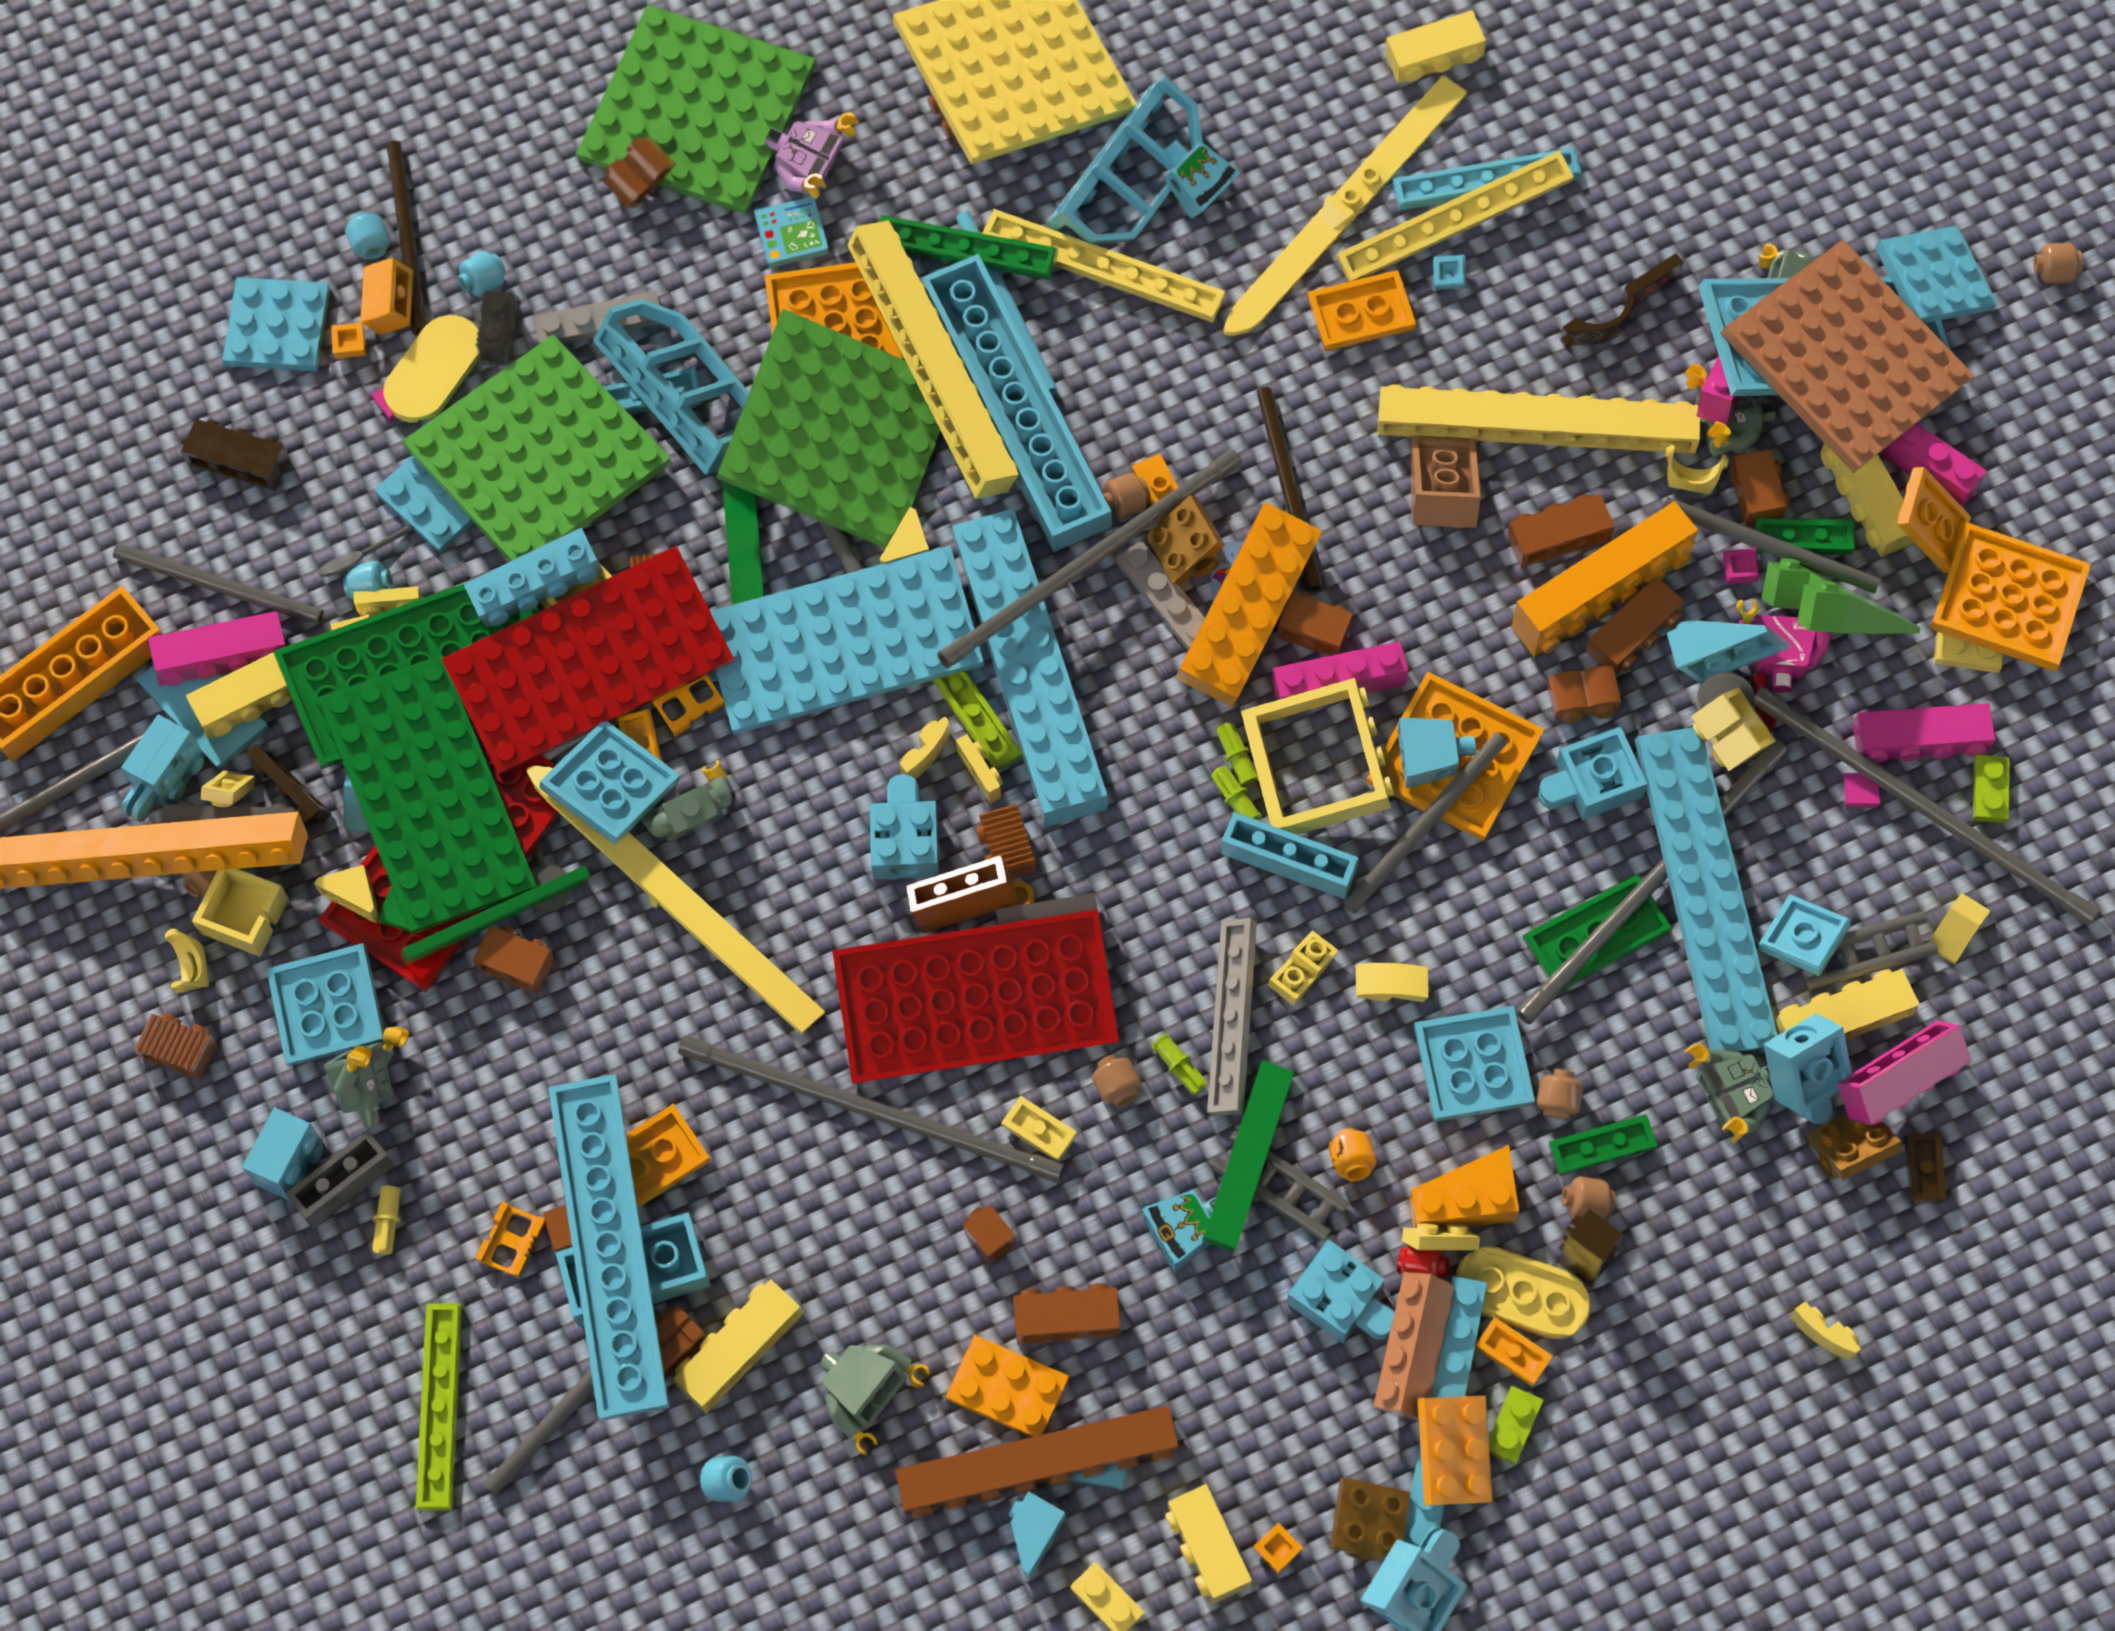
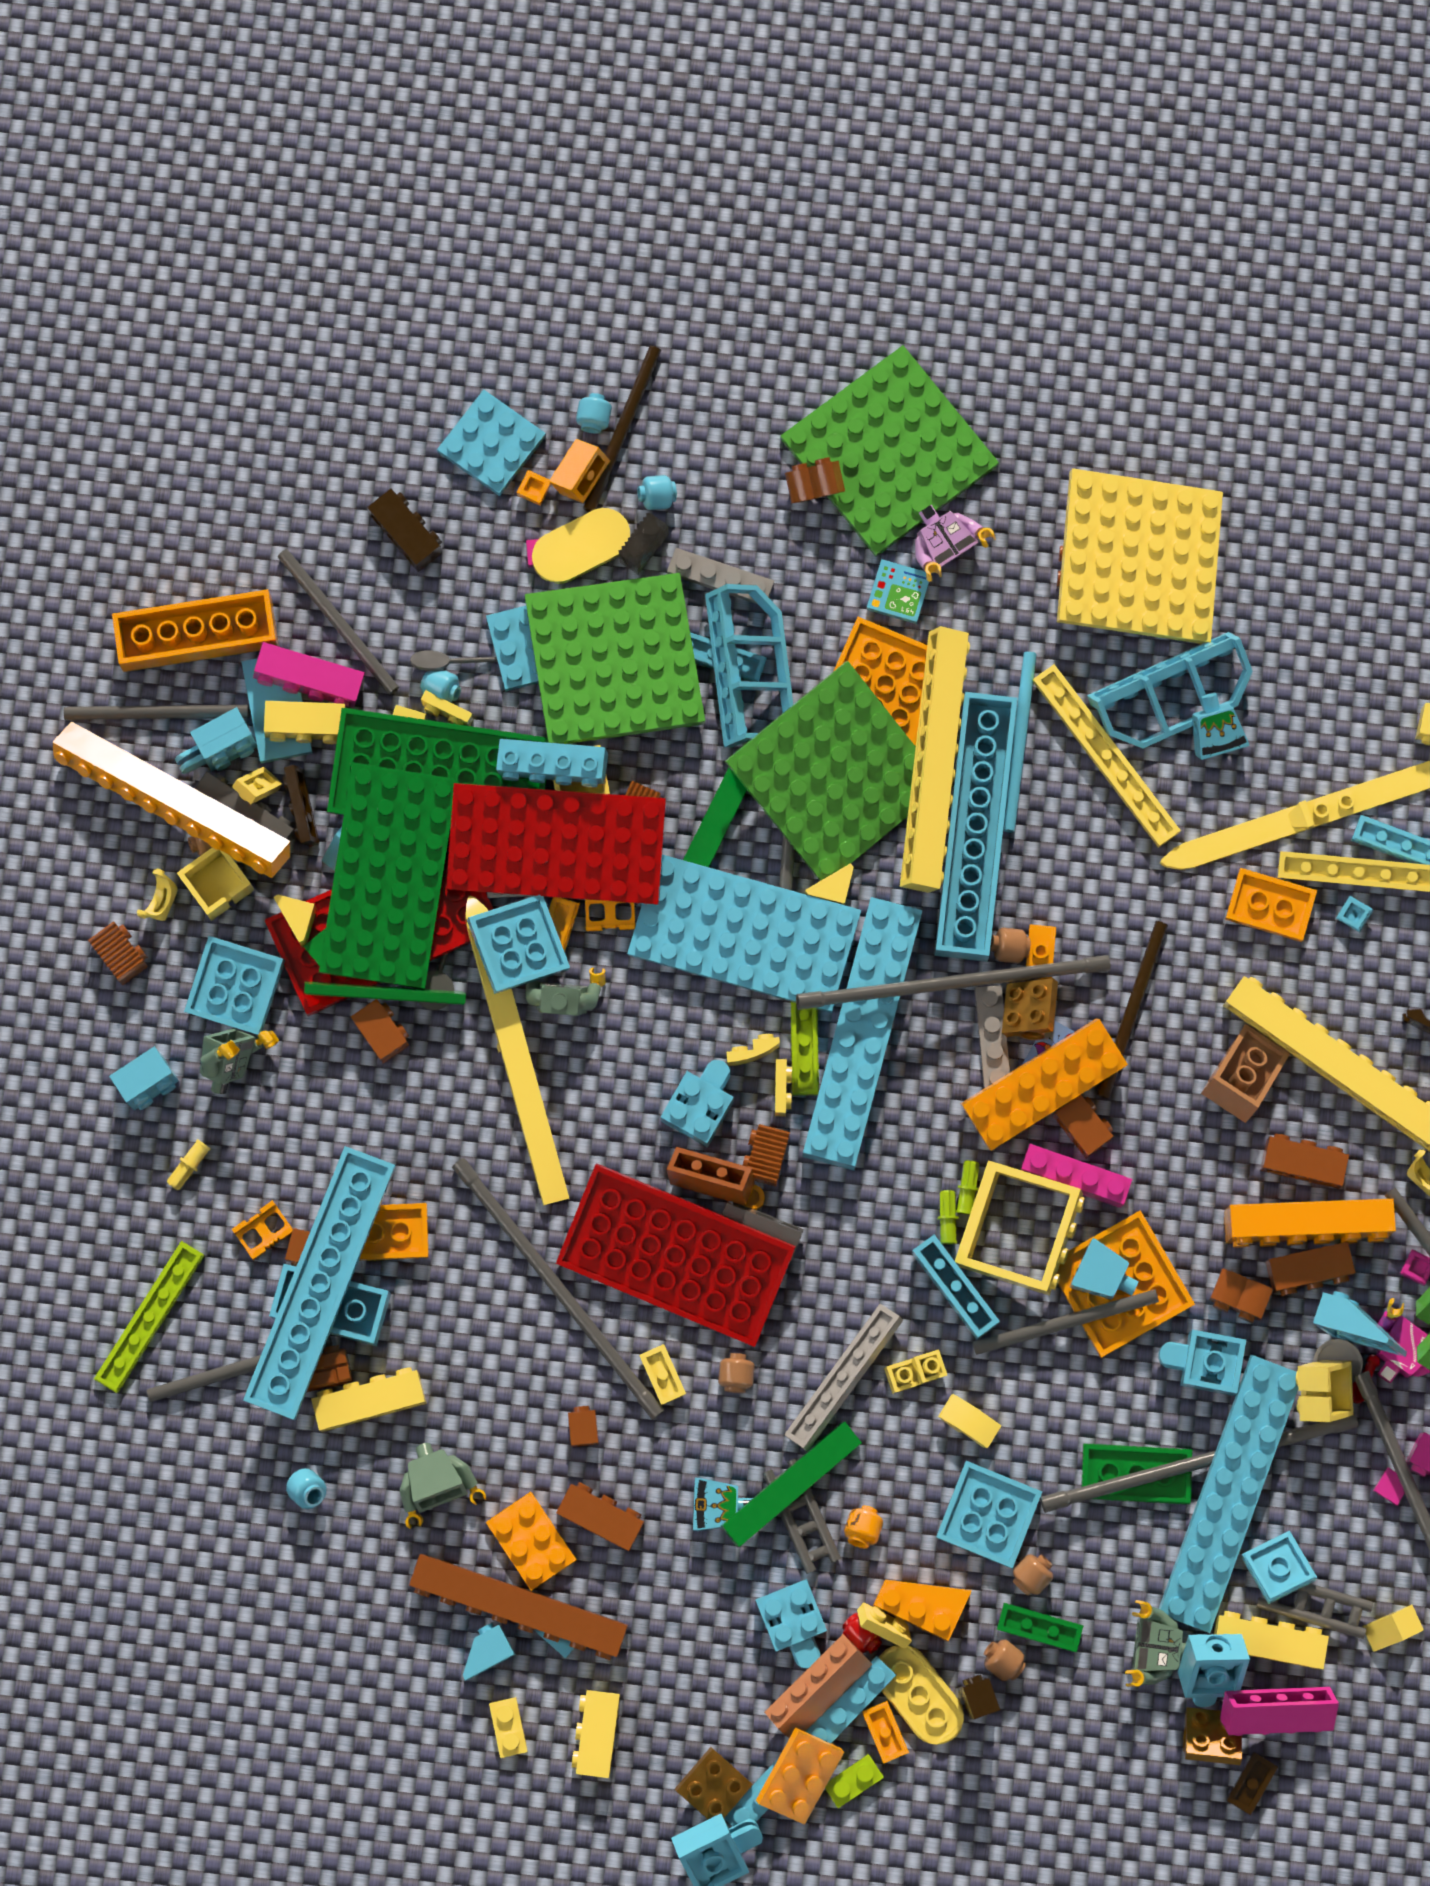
camera: 30 degrees right, 10 degrees up
(340, 1179) = (172, 1119): dark grey brick -> none
(958, 245) = (1018, 684): green tile -> none
(1179, 1064) = (787, 1388): lime axle -> none
(1278, 1548) = (642, 1765): light orange plate -> none
(1836, 1339) = (1110, 1862): light yellow slope -> none

